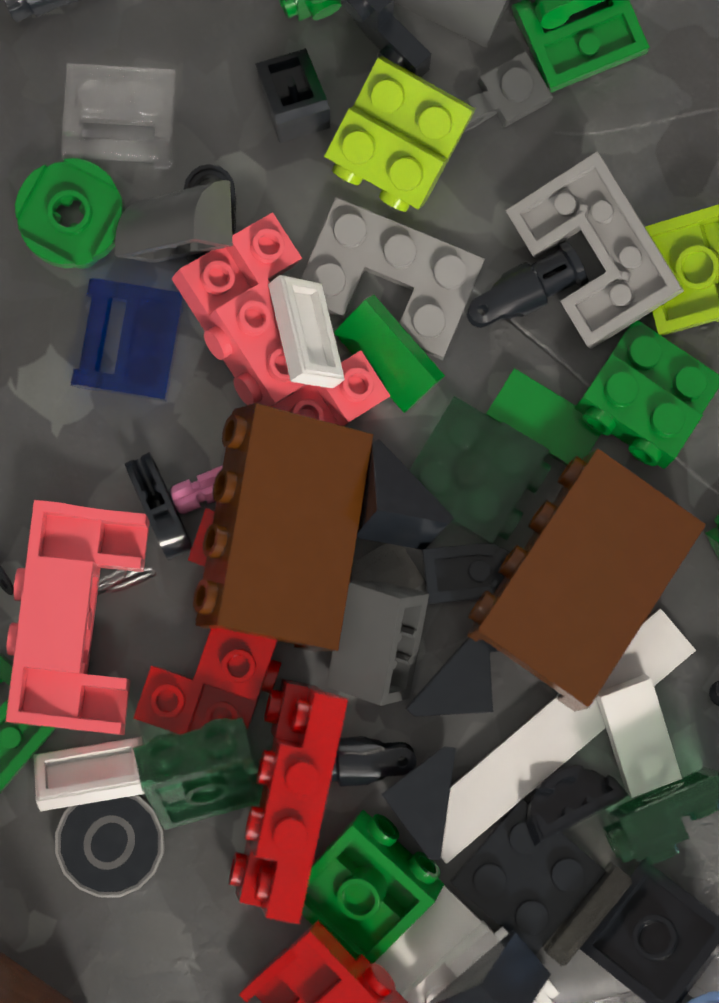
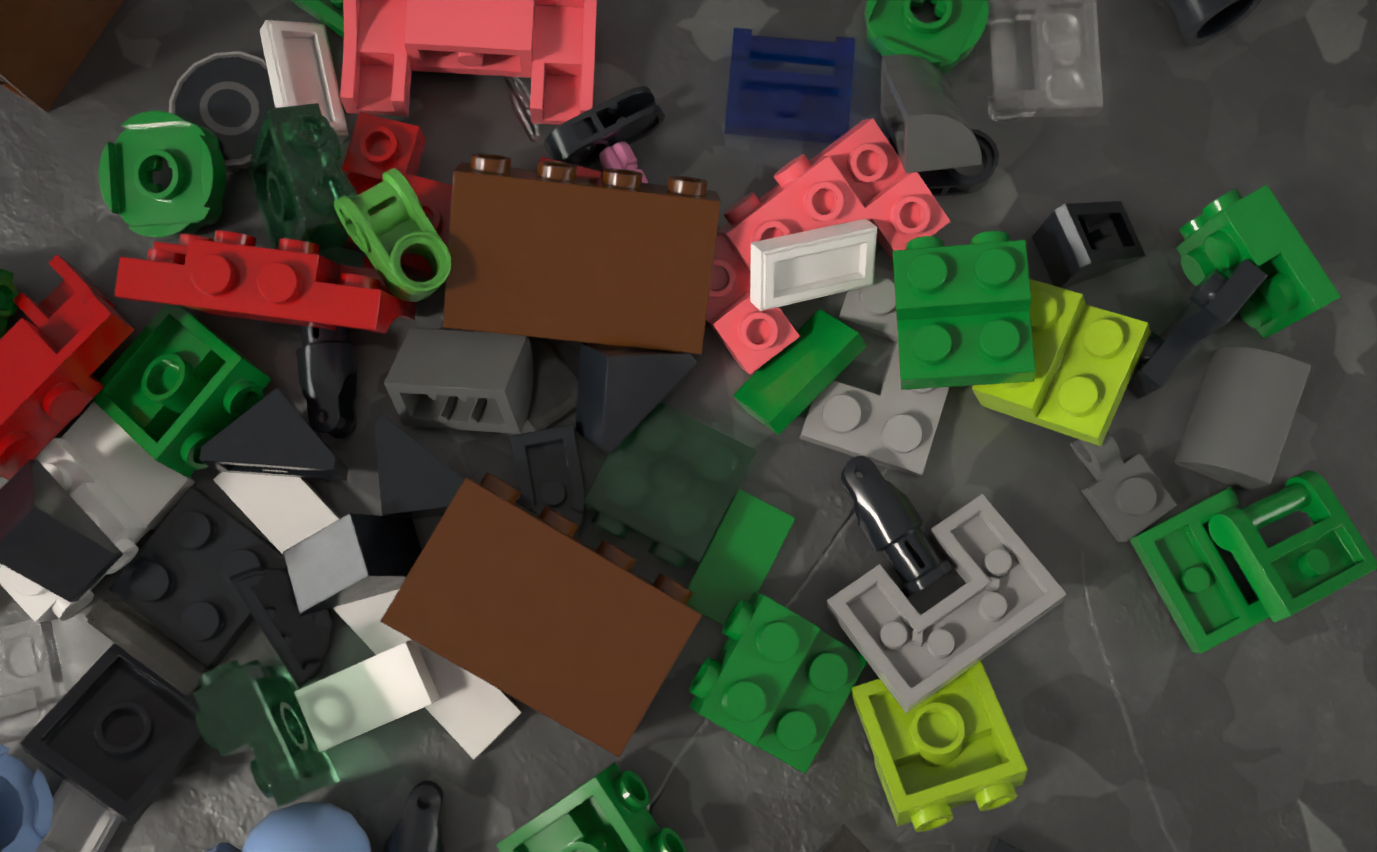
camera: 90 degrees right, 5 degrees down
(194, 922) = (196, 181): none -> green plate
(256, 687) = (395, 232): none -> bright green piece
(358, 210) = (963, 312): none -> green plate
(530, 740) = (351, 561): none -> slope

